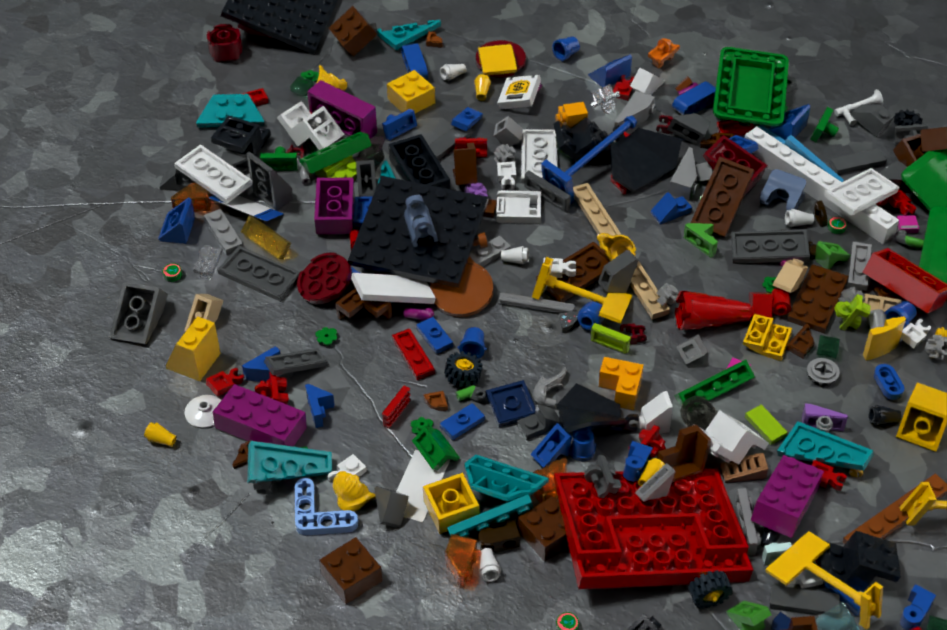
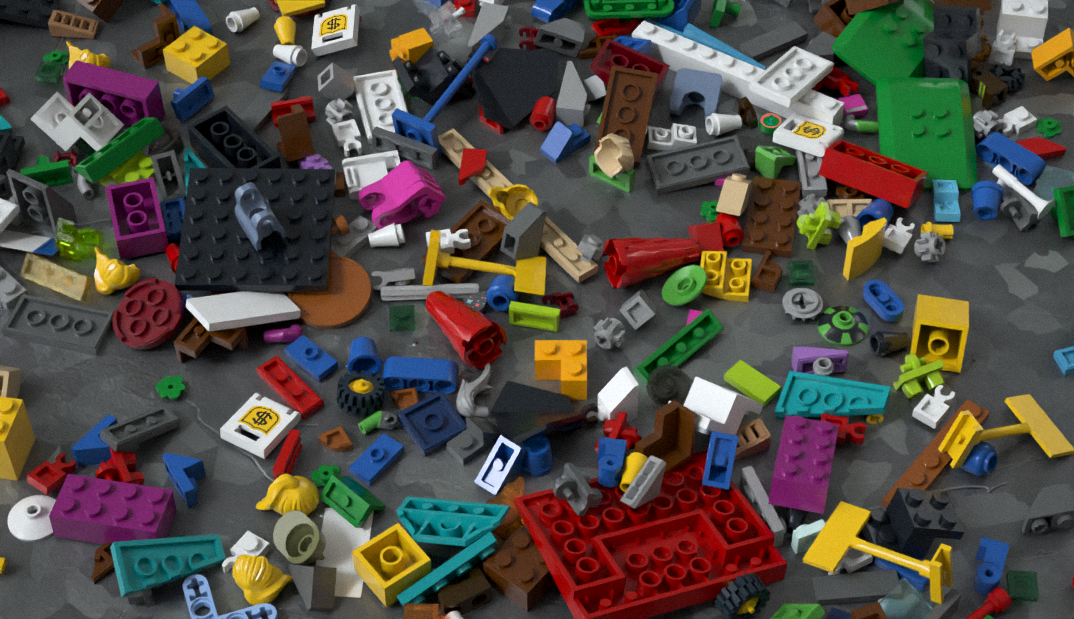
camera: 15 degrees left, 0 degrees up
(288, 216) = (77, 243): none -> clear neon green cylinder
(307, 243) = (113, 274): none -> yellow hair
(321, 52) = (66, 25): none -> medium nougat slope
(387, 374) = (262, 418): none -> white container
(388, 468) = (299, 538): none -> olive piece
(391, 435) = (290, 494): none -> yellow hair
(392, 71) = (165, 32): none -> reddish brown panel
(481, 104) = (291, 54): none -> white cone
(496, 379) = (405, 397): none -> dark orange tile
(510, 319) = (402, 318): none -> clear green plate
(511, 365) = (423, 373): none -> blue beam
(516, 287) = (400, 276): none -> light grey plate
(529, 224) = (402, 195): none -> dark pink piece
(556, 339) = (469, 331): none -> red cone
(594, 212) = (472, 164): none -> red tile
(660, 184) = (543, 113): none -> red brick
(664, 363) = (609, 333): none -> light grey gear
(703, 226) = (614, 155): none -> tan hair
(721, 479) = (720, 460): none -> blue slope
(732, 338) = (684, 285): none -> bright green dish
(752, 222) = (667, 139): none -> white slope
(851, 394) = (842, 325): none -> dish
(863, 239) = (807, 134): none -> white container
(892, 449) = (910, 380): none -> lime hips
(904, 476) = (933, 409): none -> white plate
(932, 523) = (981, 460): none -> blue head

